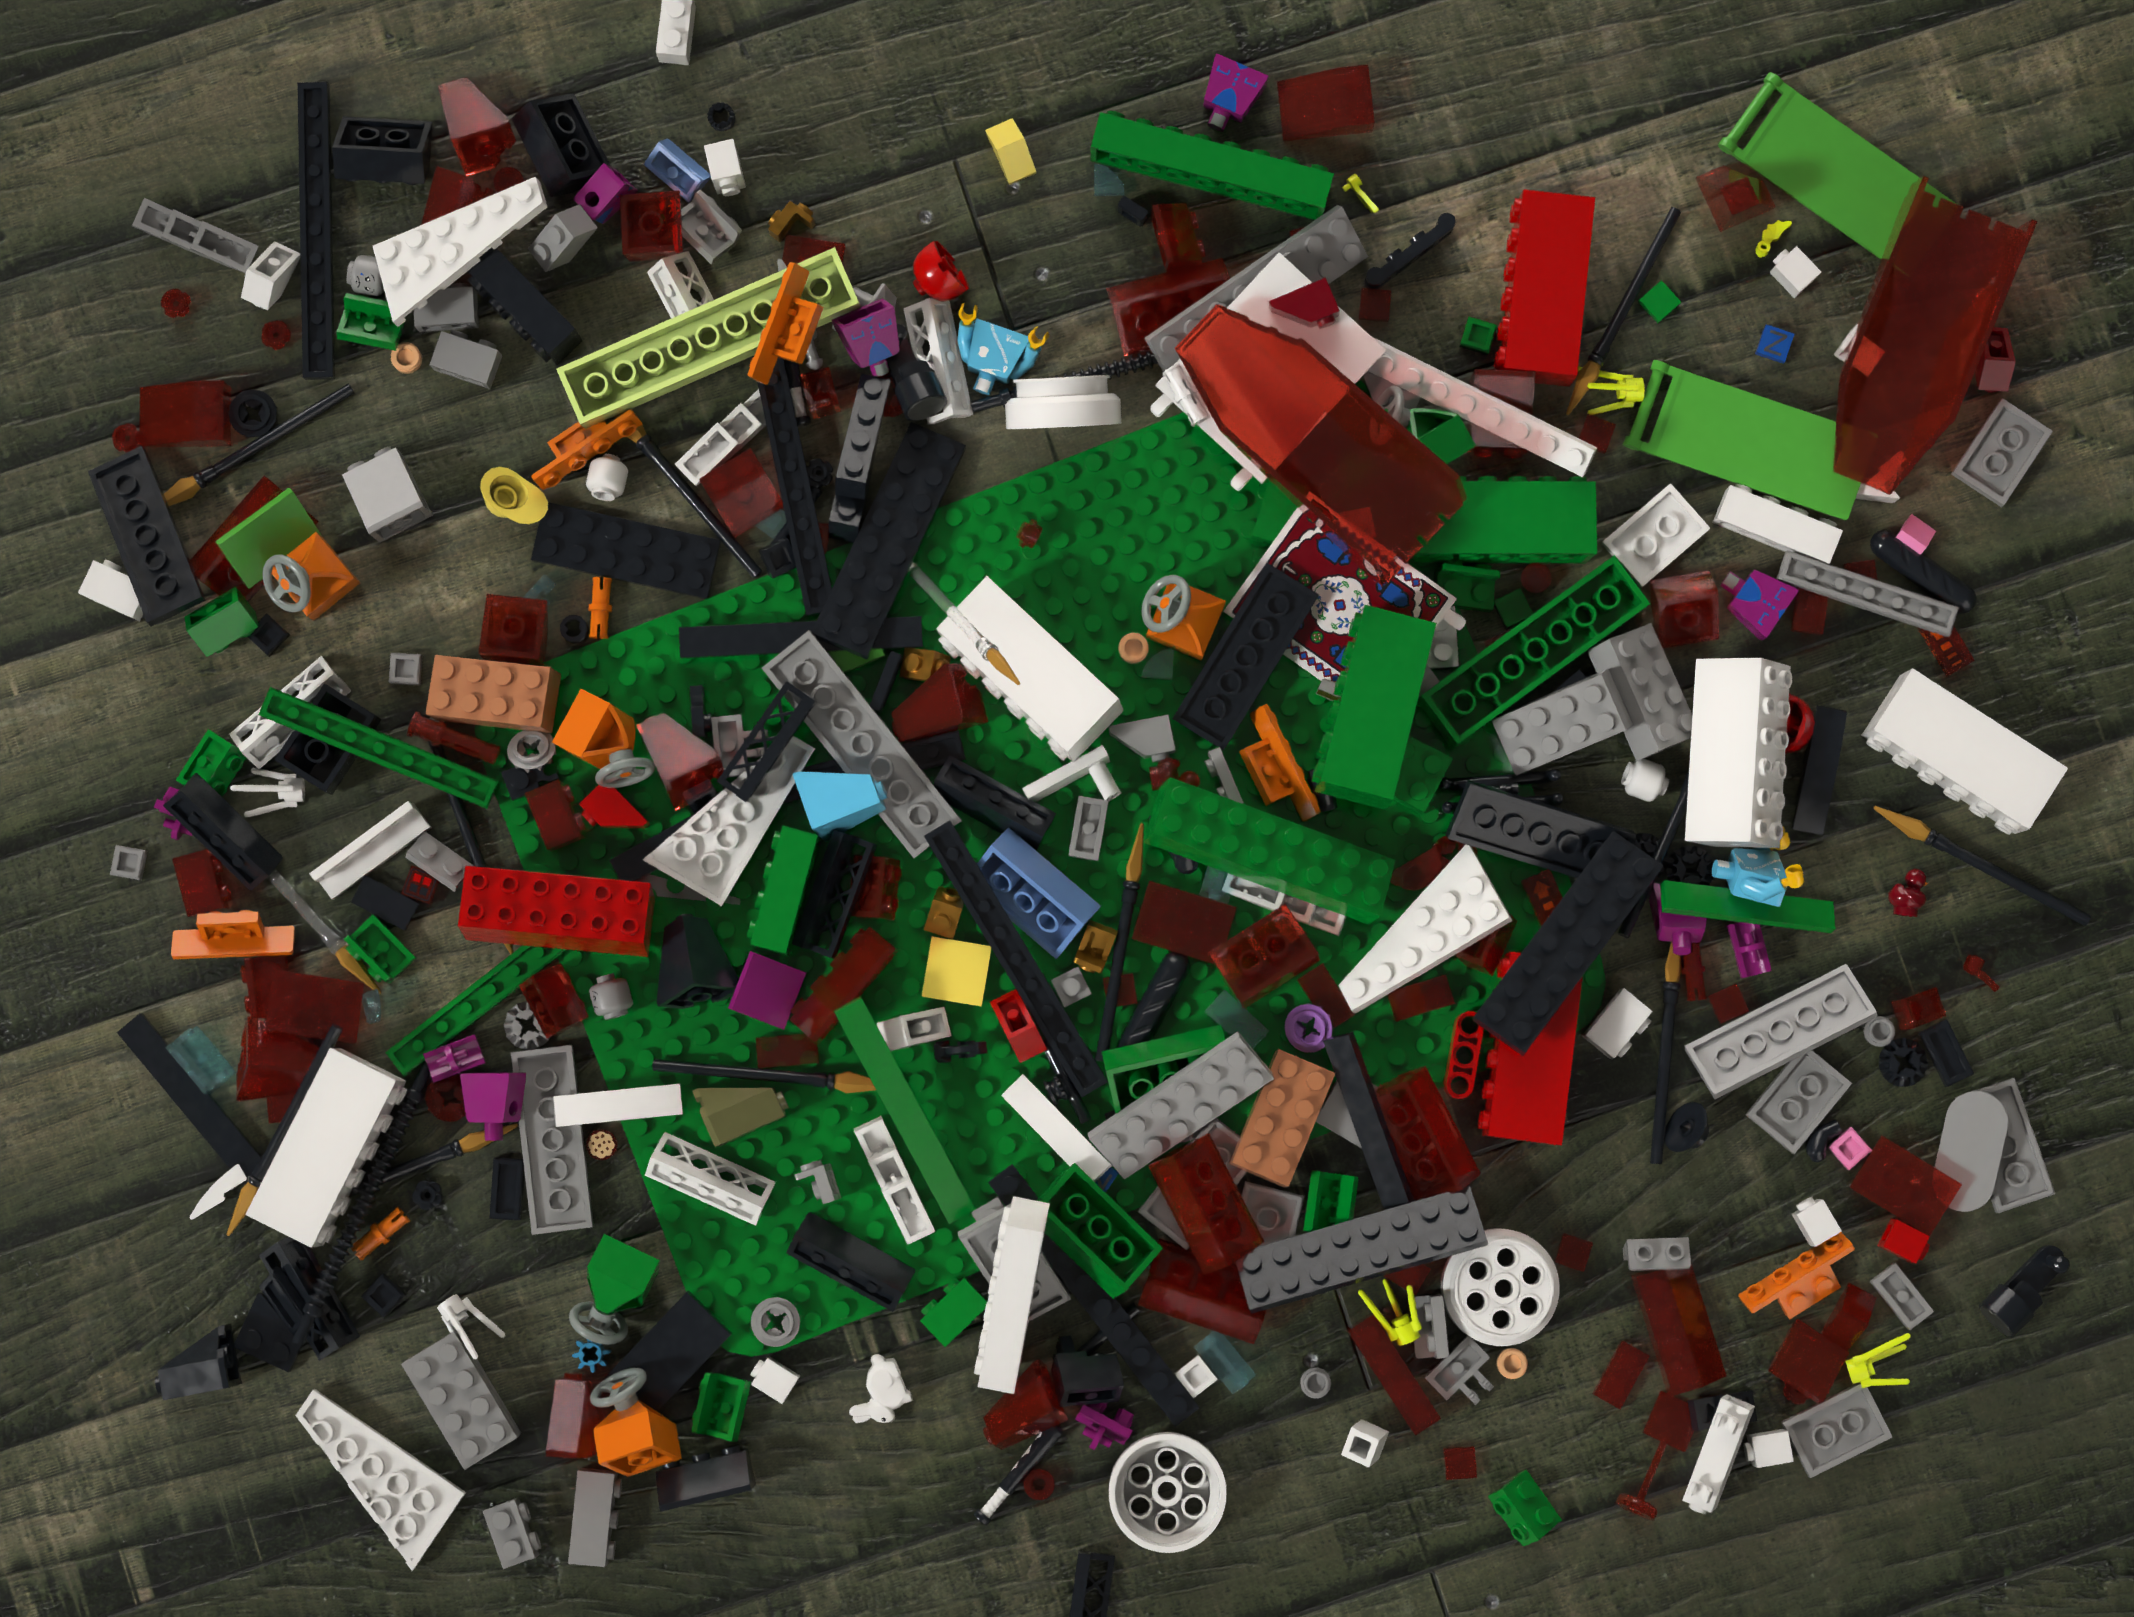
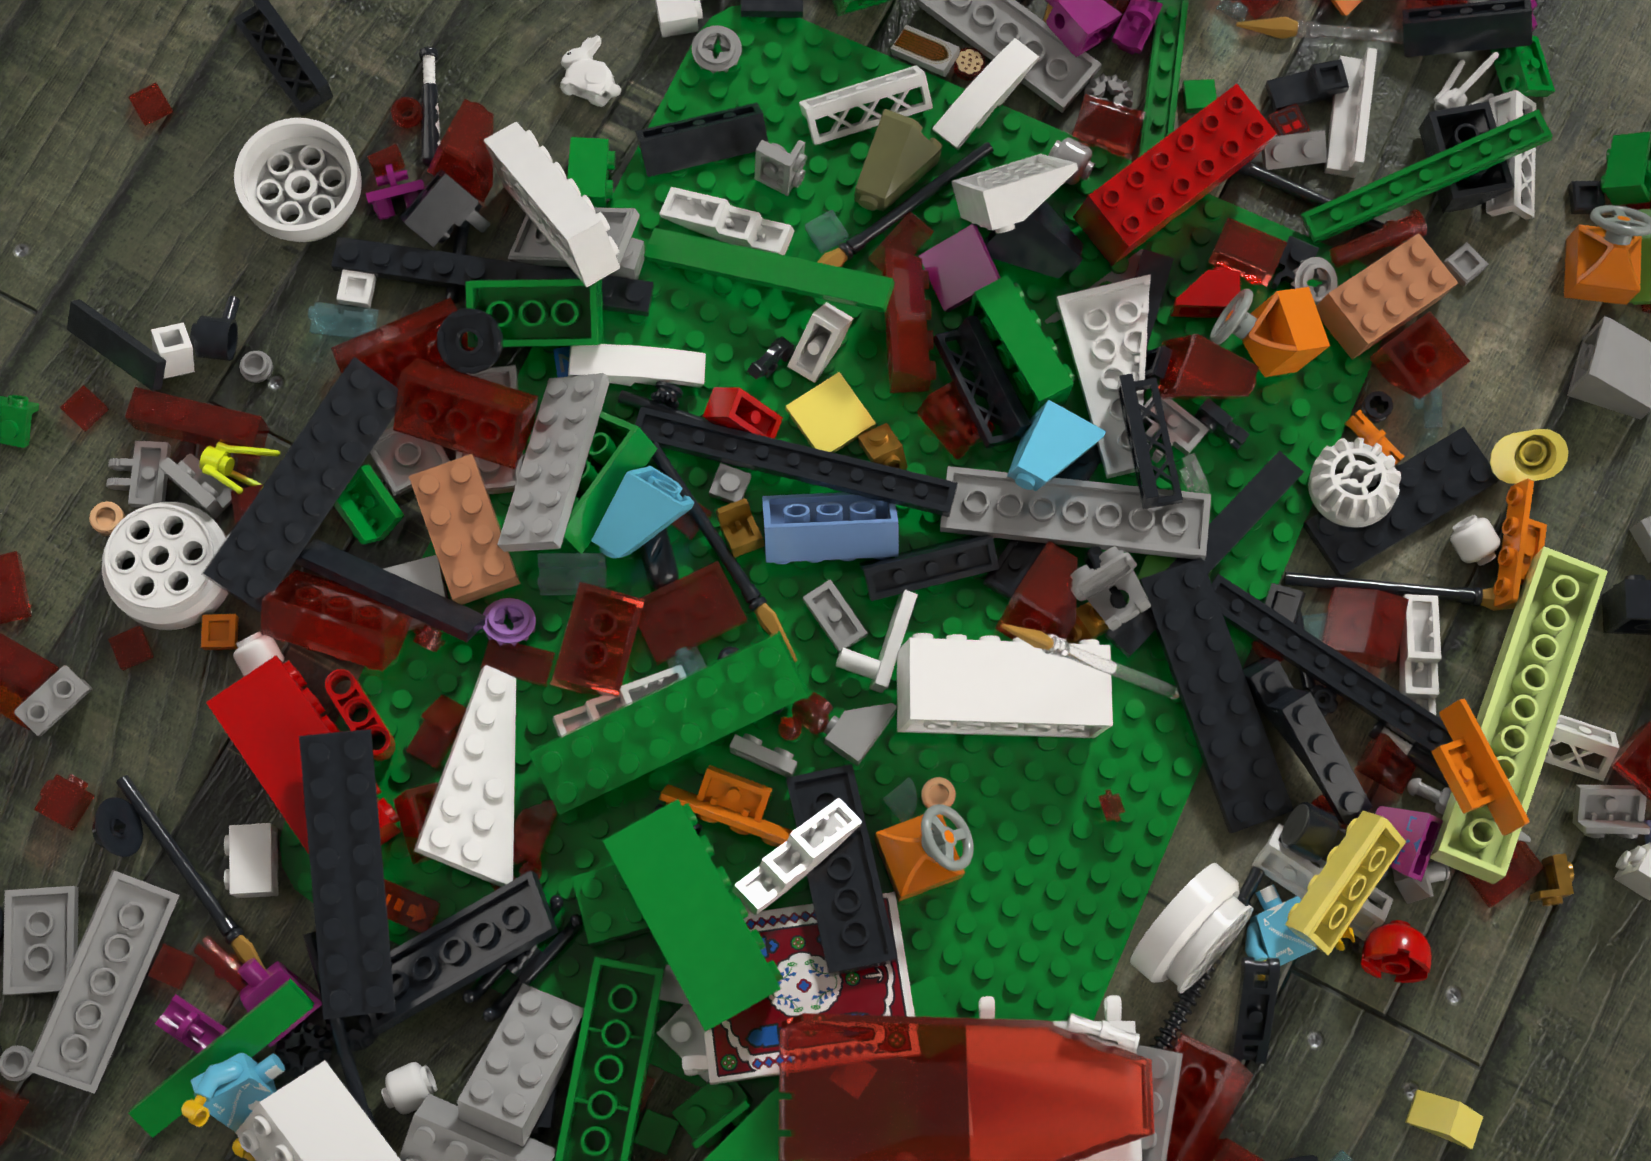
camera: 130 degrees right, 10 degrees down
(359, 888) = (1329, 78): none -> black tile
(379, 949) = (1269, 49): green bracket -> none
(462, 965) = (1198, 94): none -> green tile
(624, 1182) = (925, 50): none -> tile
(674, 602) = (1344, 498): none -> white gear
(684, 1002) = (1010, 191): none -> white slope
(758, 691) = (1193, 475): none -> clear plate
(829, 1109) = (826, 231): none -> clear light blue tile
(904, 672) = (1095, 584): none -> light grey piece
(937, 341) = (1345, 881): none -> light yellow slope
(1069, 322) = (1255, 1010): none -> black plate
(1088, 1455) = (387, 156): none -> clear red tile
(1142, 1251) = (489, 341): none -> black tile
(1153, 1011) = (639, 511): none -> medium azure slope
(1268, 688) = (797, 856): none -> white slope
(1325, 1429) = (216, 335): none -> black piece
(1374, 1066) = (429, 637): none -> clear red plate
(1401, 1482) = (116, 345): none -> black tile
(1495, 1162) = (255, 651): none -> white head
(1505, 1206) = (219, 632): none -> orange plate
(1706, 1181) = (64, 800): none -> clear red brick

